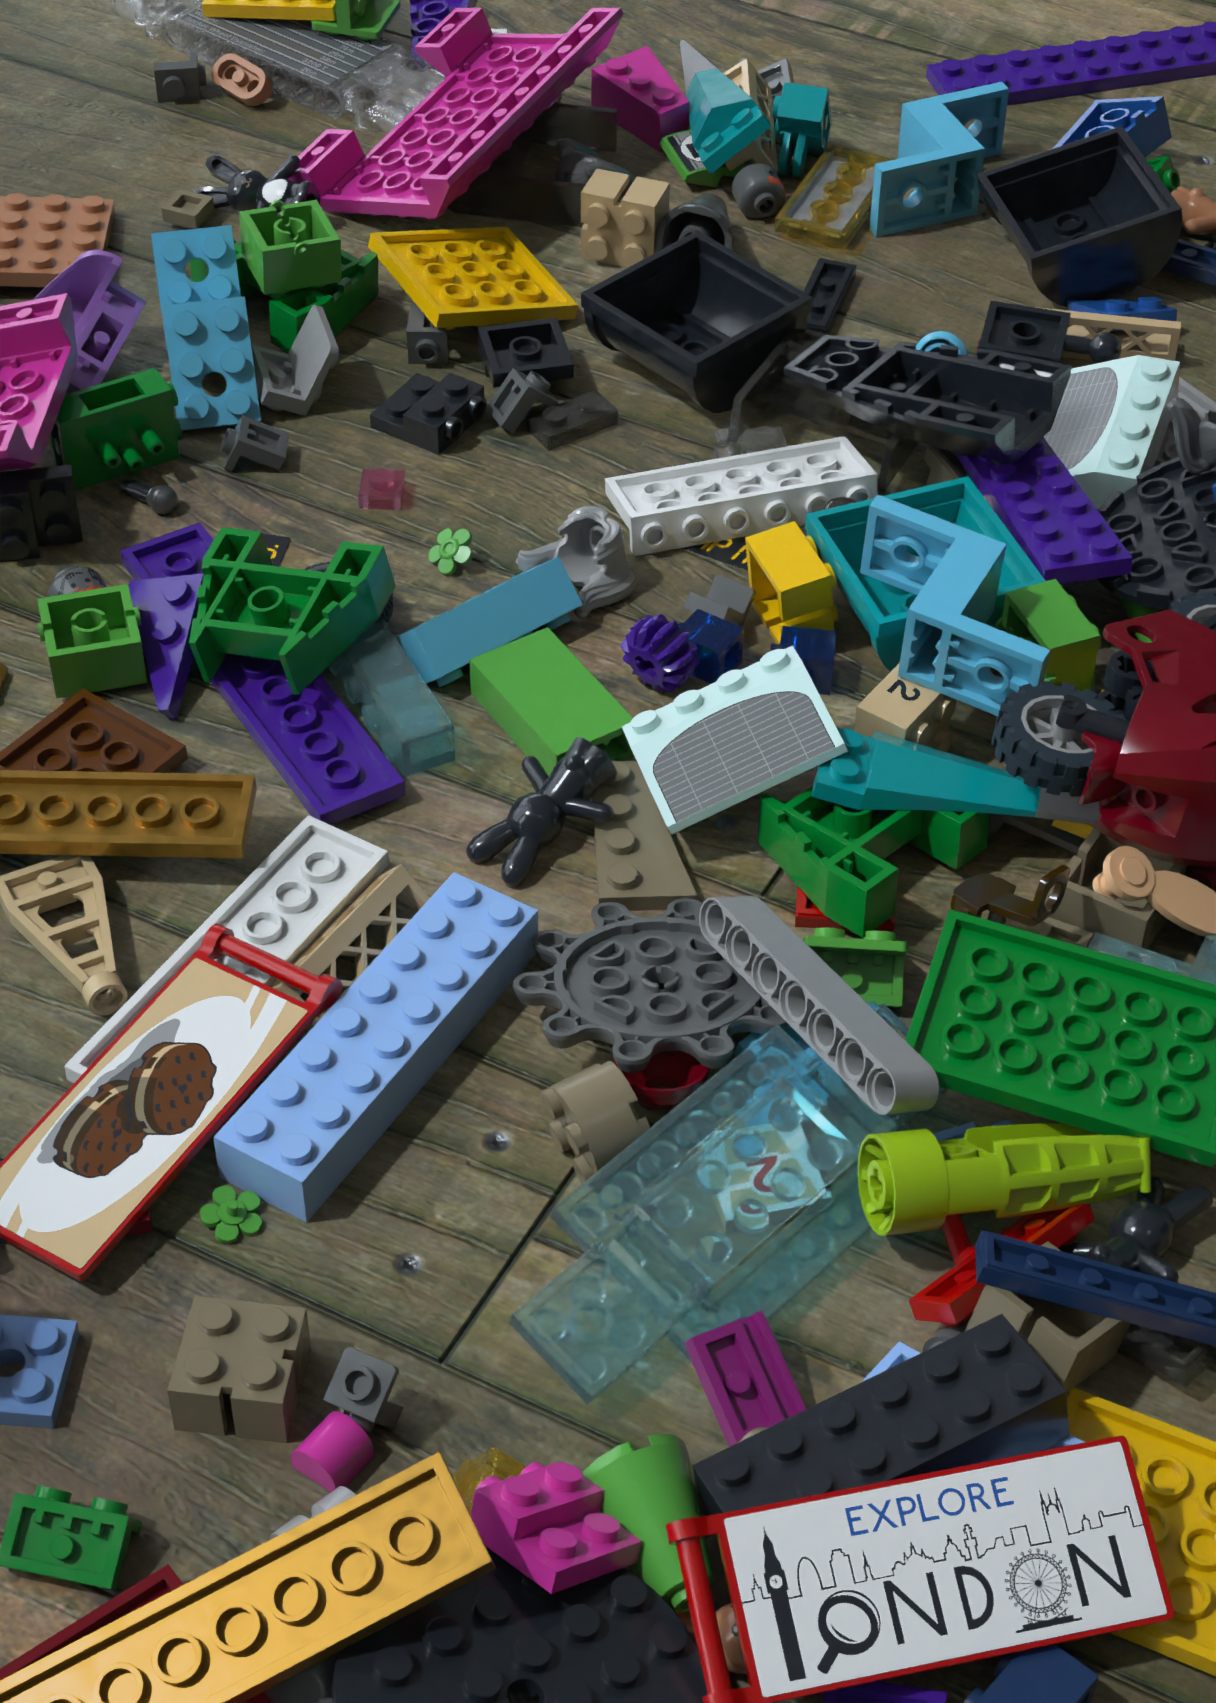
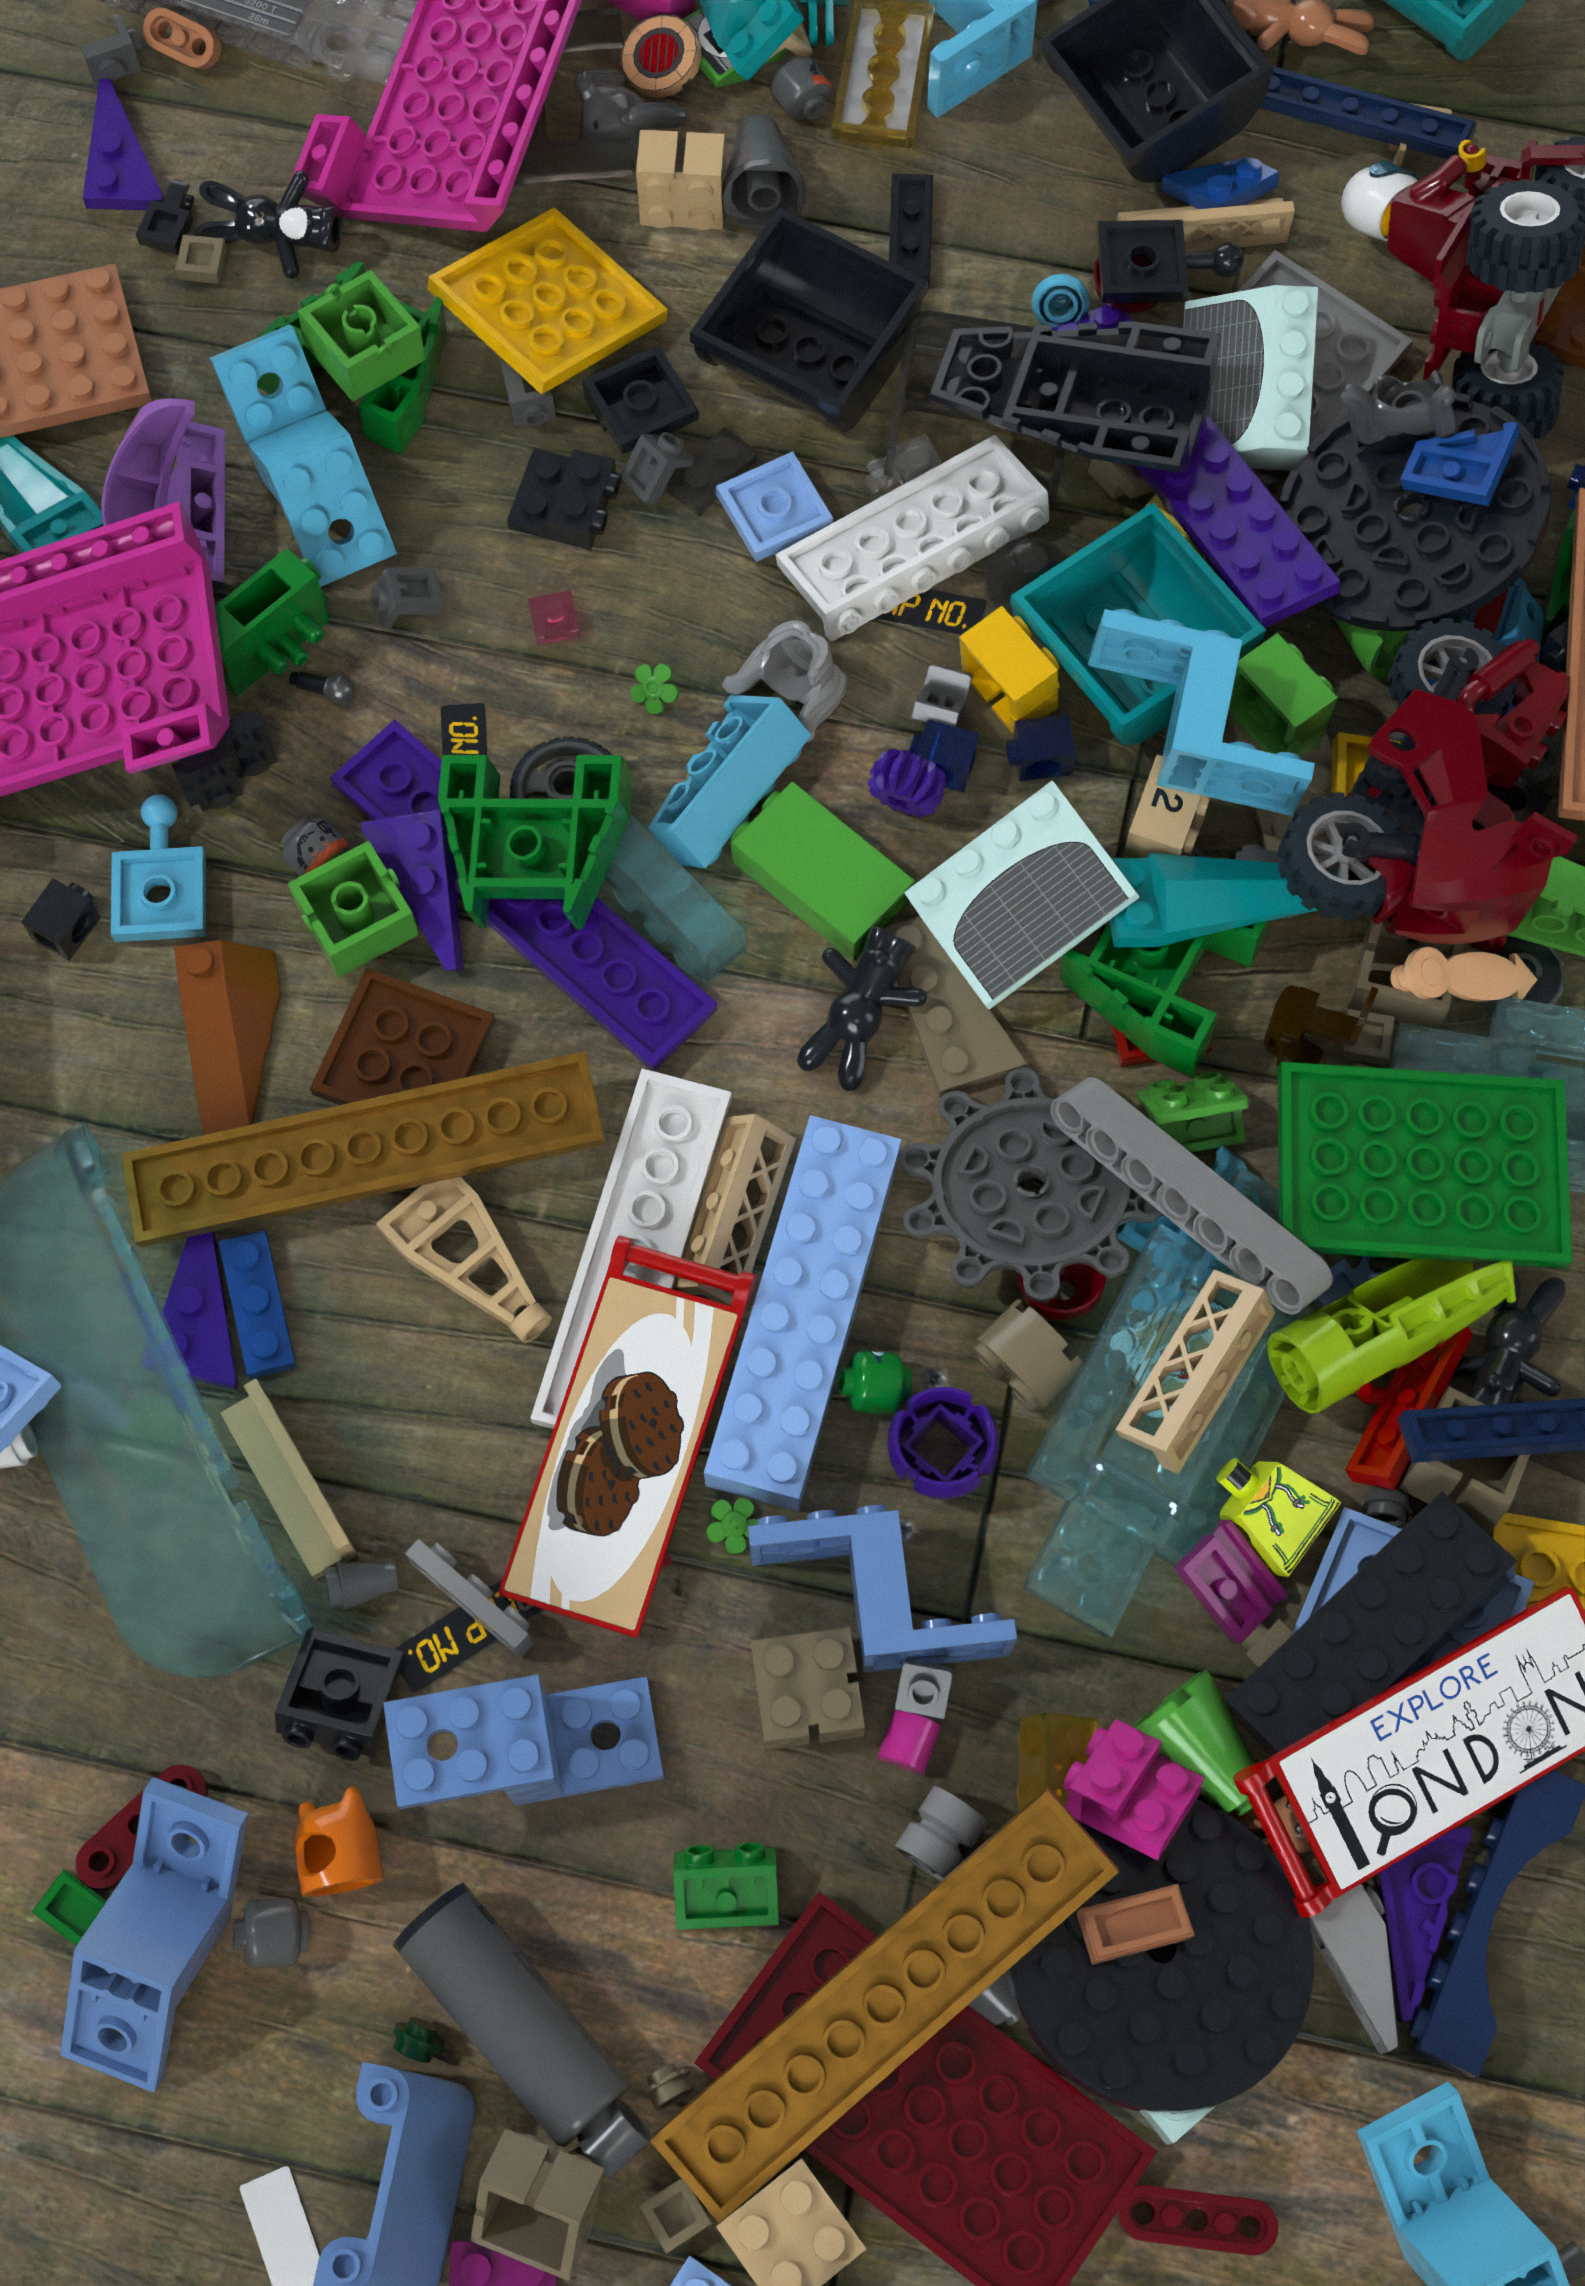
camera: 15 degrees left, 25 degrees up
(149, 145) = (116, 165): none -> dark purple wing
(168, 180) = (167, 221): none -> black plate
(297, 378) = (414, 480): light grey bracket -> none
(357, 1259) = (879, 1588): none -> medium blue bracket
(430, 1117) = (875, 1382): none -> green head
(467, 1152) = (963, 1419): none -> dark purple piece
(500, 1651) = (1135, 1924): none -> nougat tile
(616, 447) = (773, 506): none -> light blue plate
(645, 150) = (660, 56): none -> tile
(776, 1152) = (1209, 1381): none -> tan fence
(819, 1320) = (1275, 1511): none -> neon yellow torso

